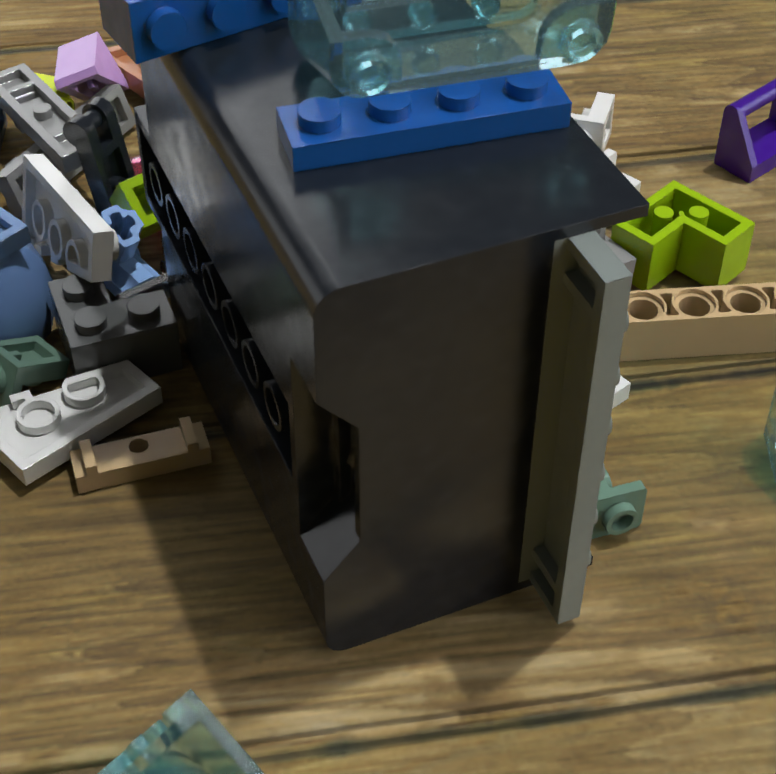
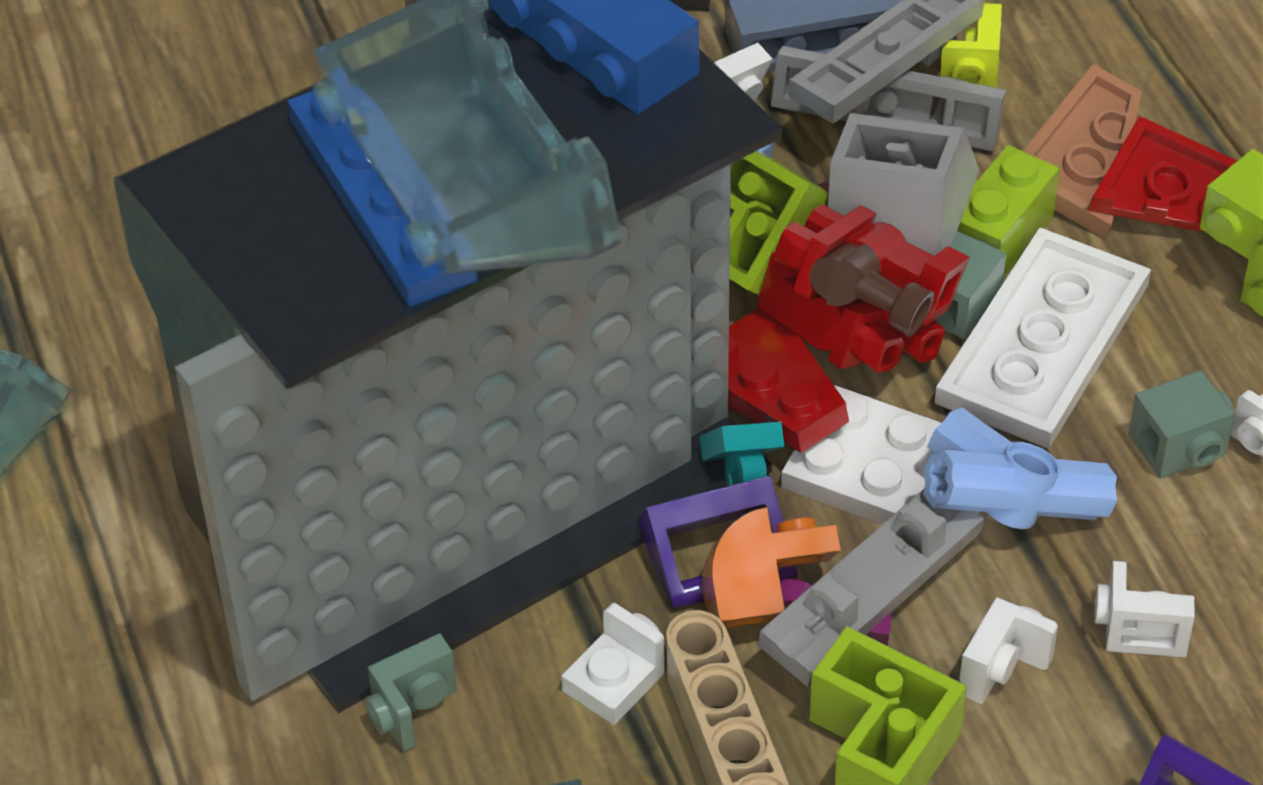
camera: 80 degrees right, 5 degrees up
(86, 67) = (1016, 58): lavender slope -> none
(100, 149) = (801, 114): black plate -> none

